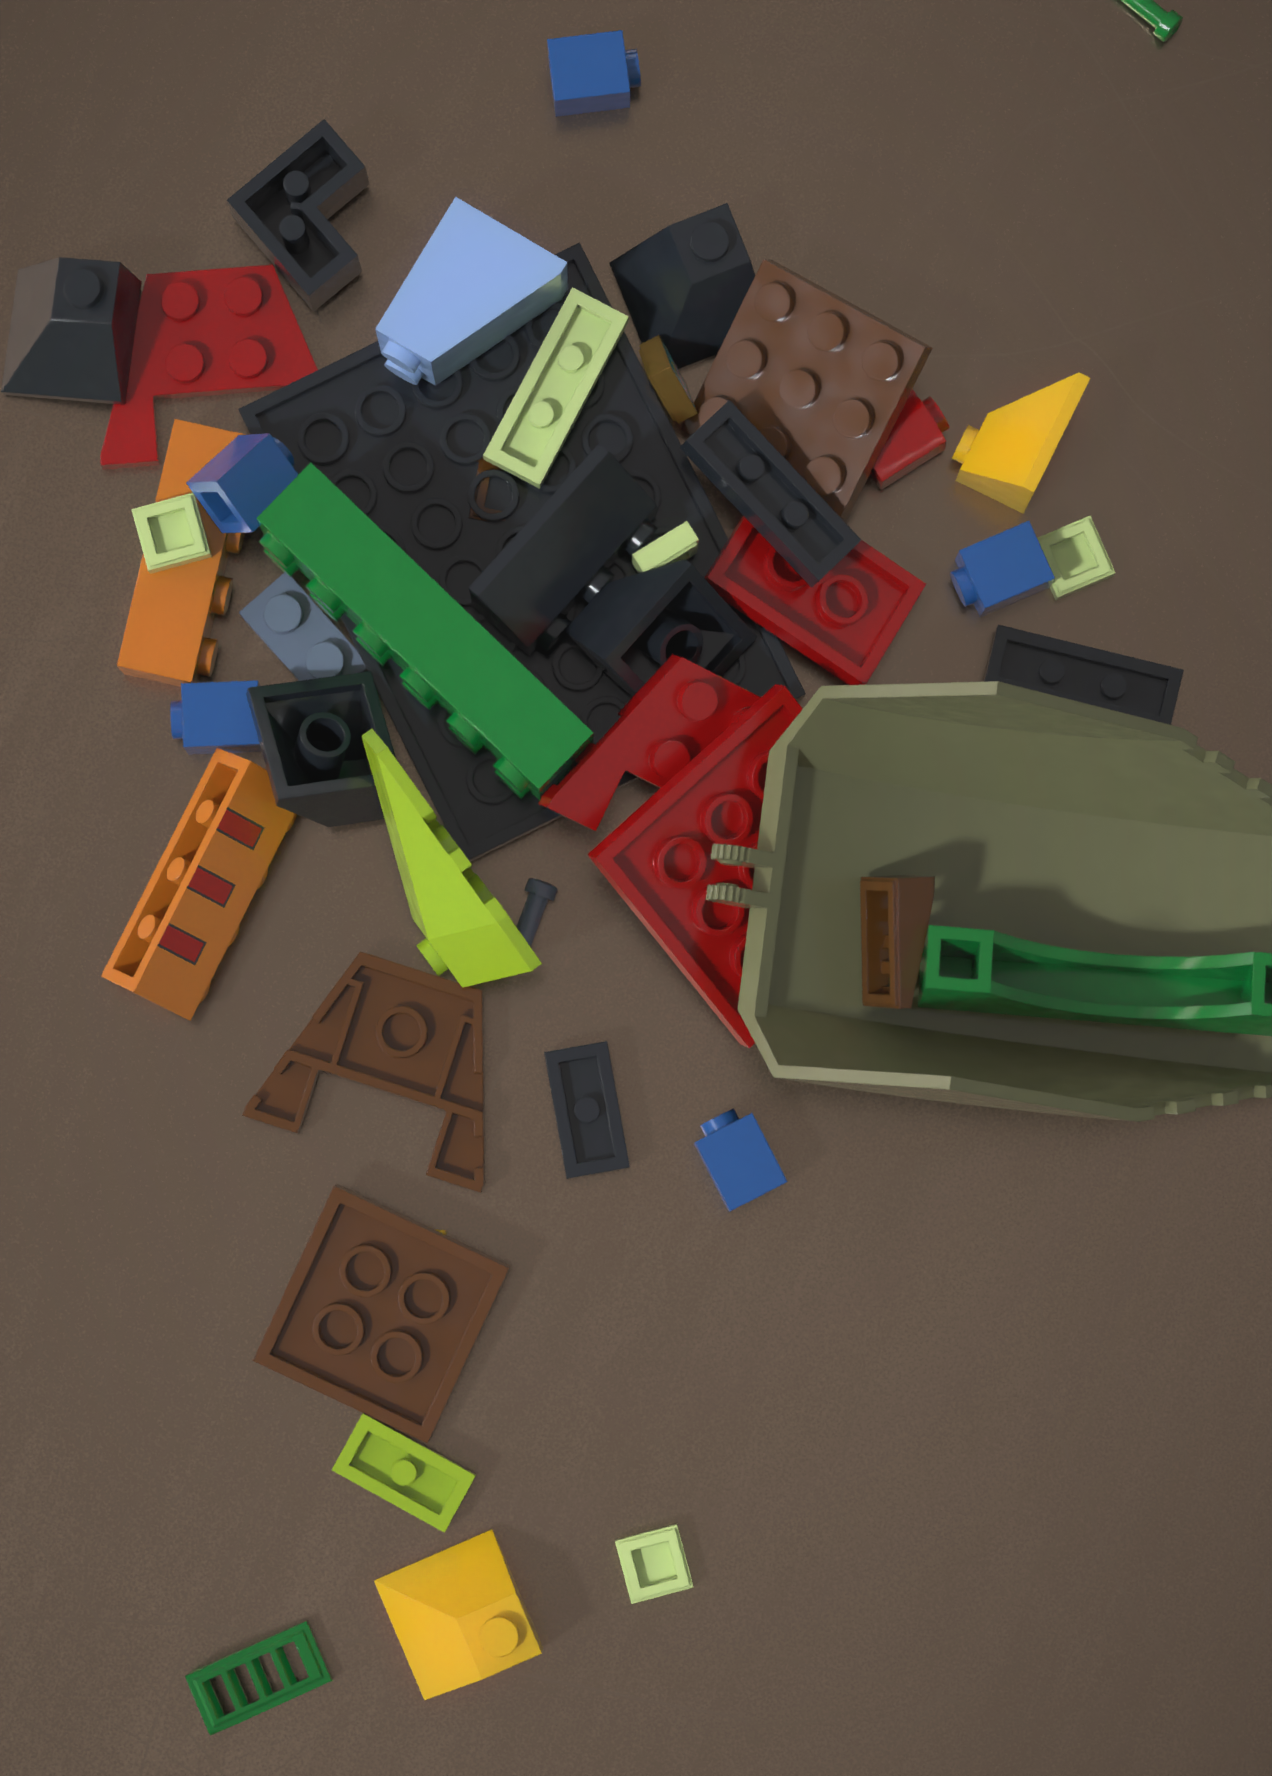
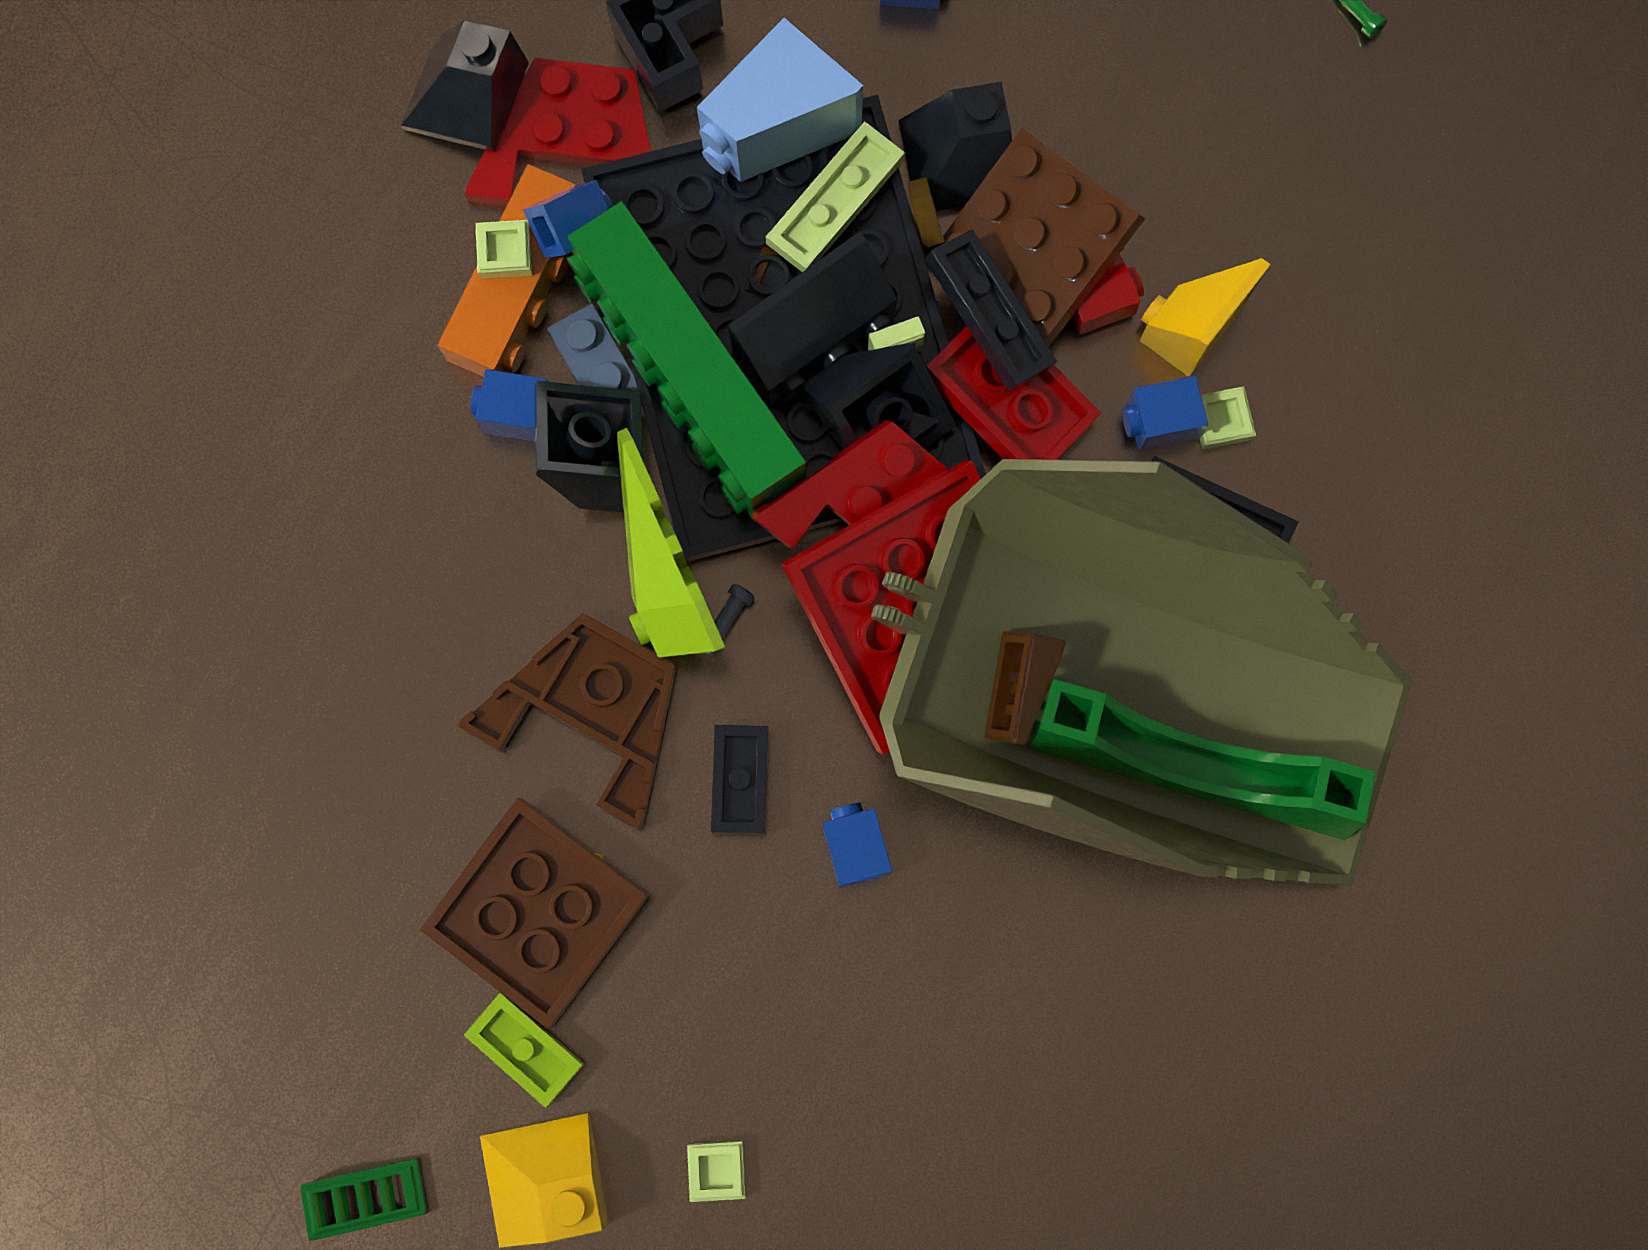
camera: 15 degrees right, 5 degrees down
(201, 886) = (465, 535): orange brick -> none

